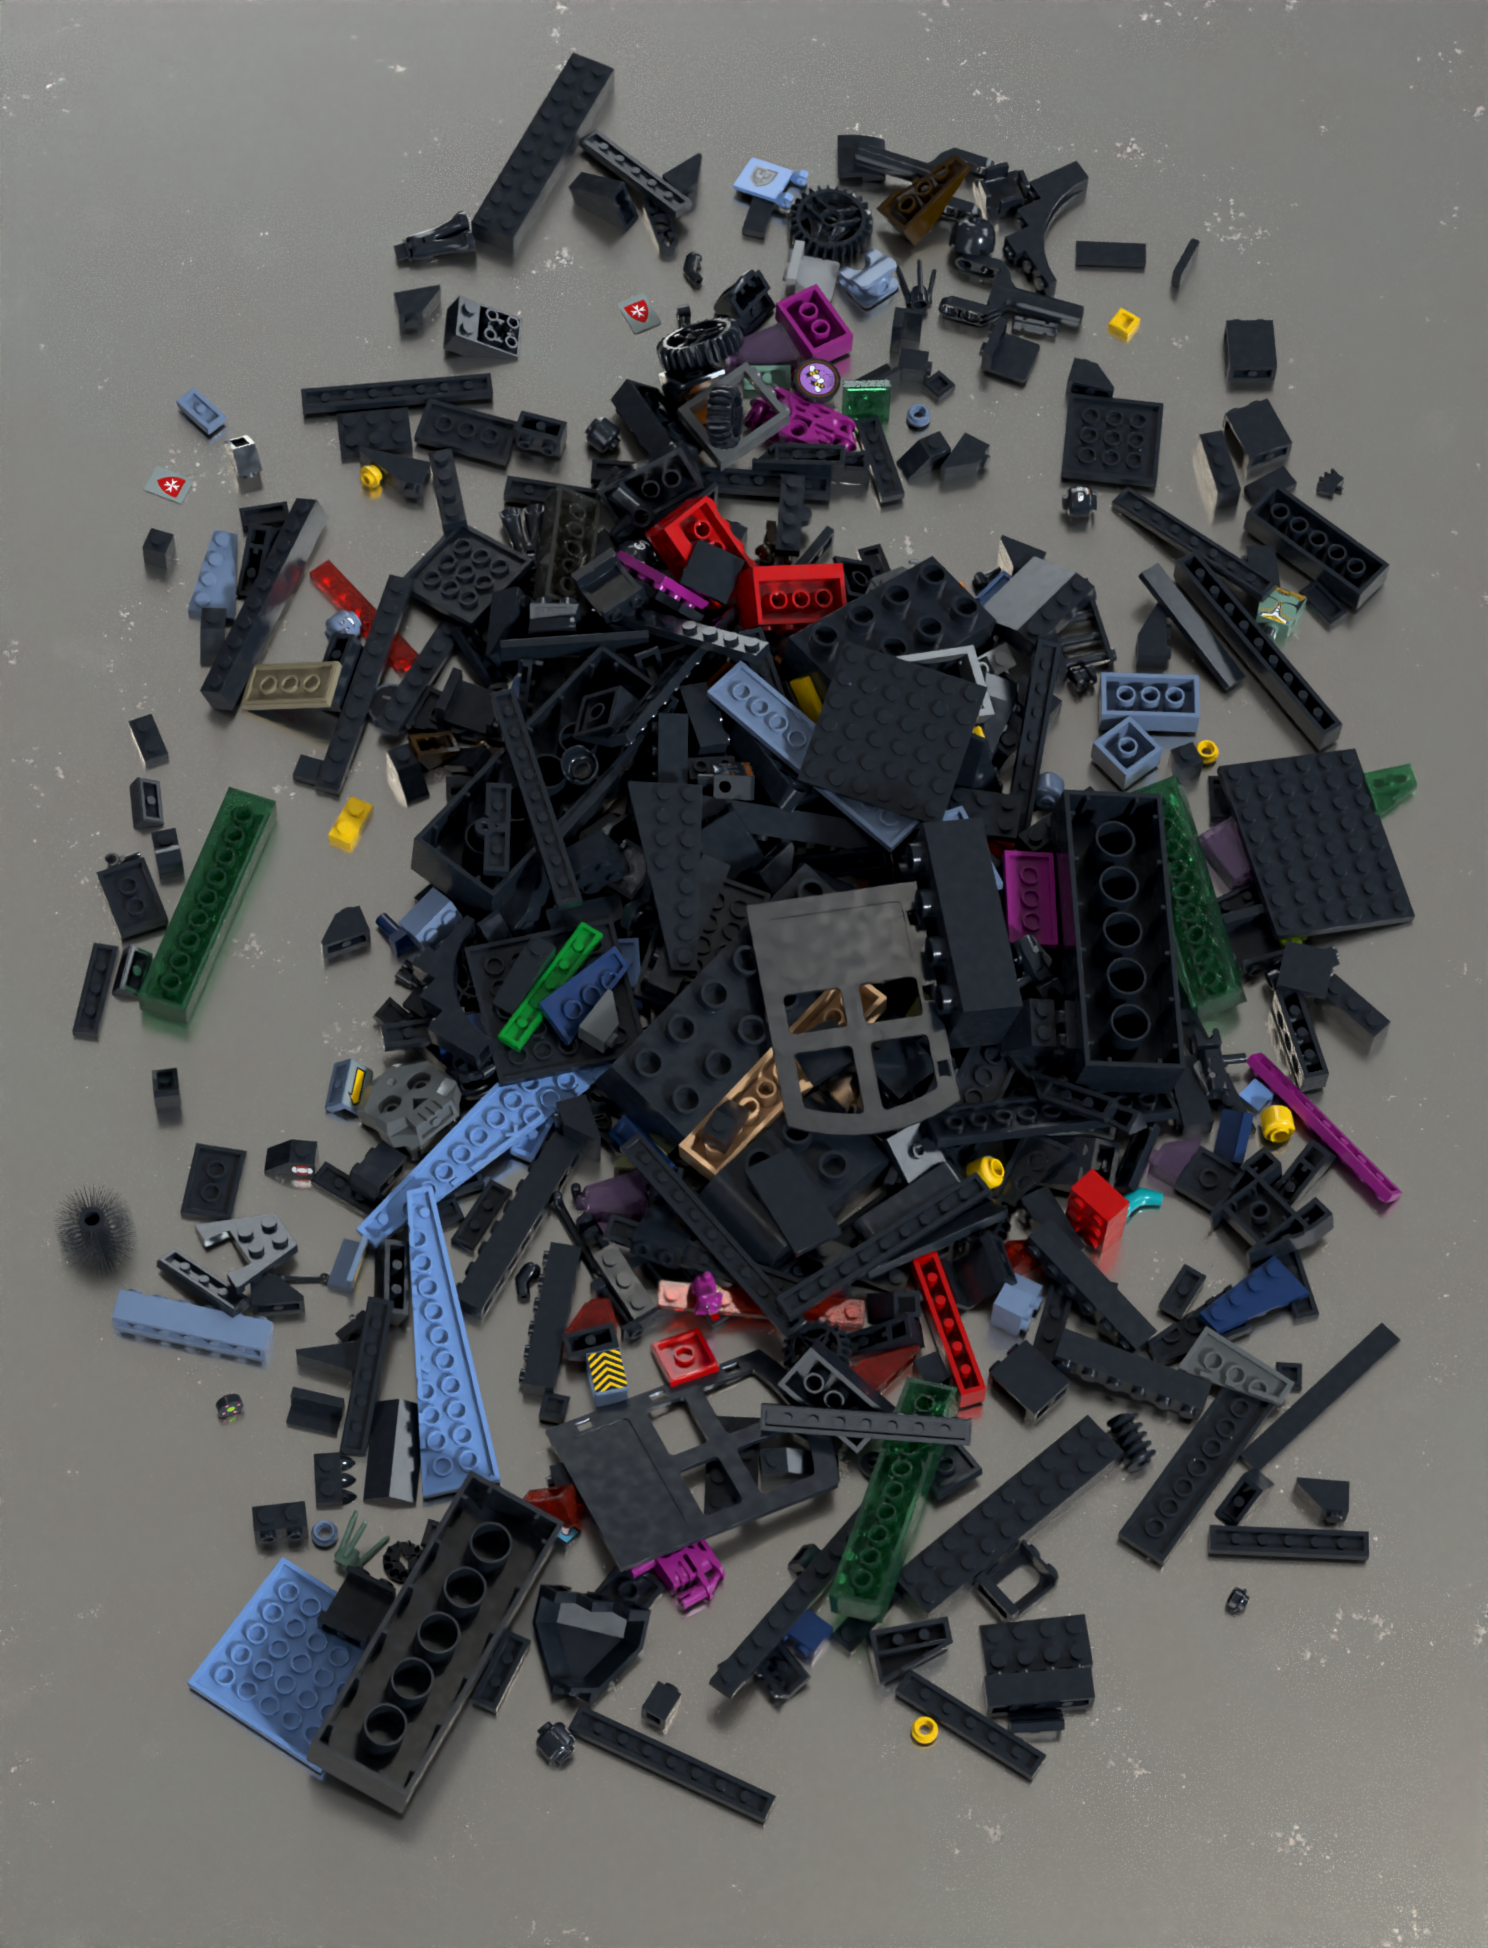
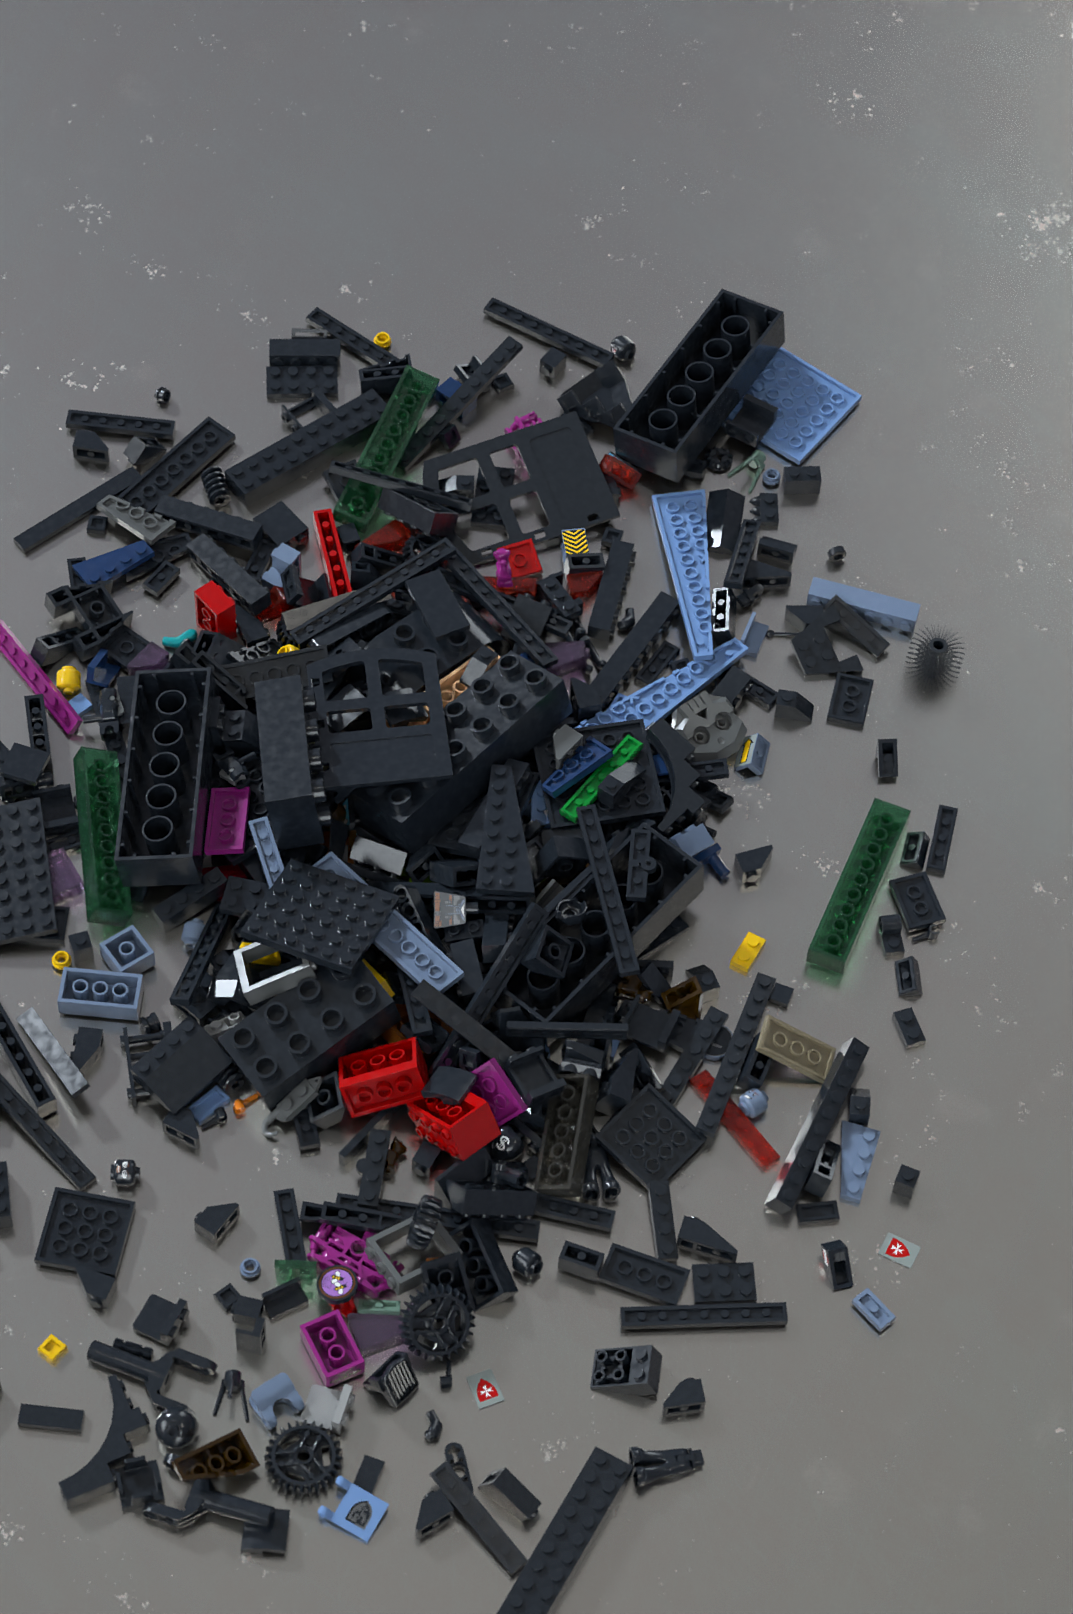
camera: 175 degrees left, 5 degrees down
(370, 475) = (729, 1236): yellow plate -> none
(924, 456) = (250, 1224): black slope -> none

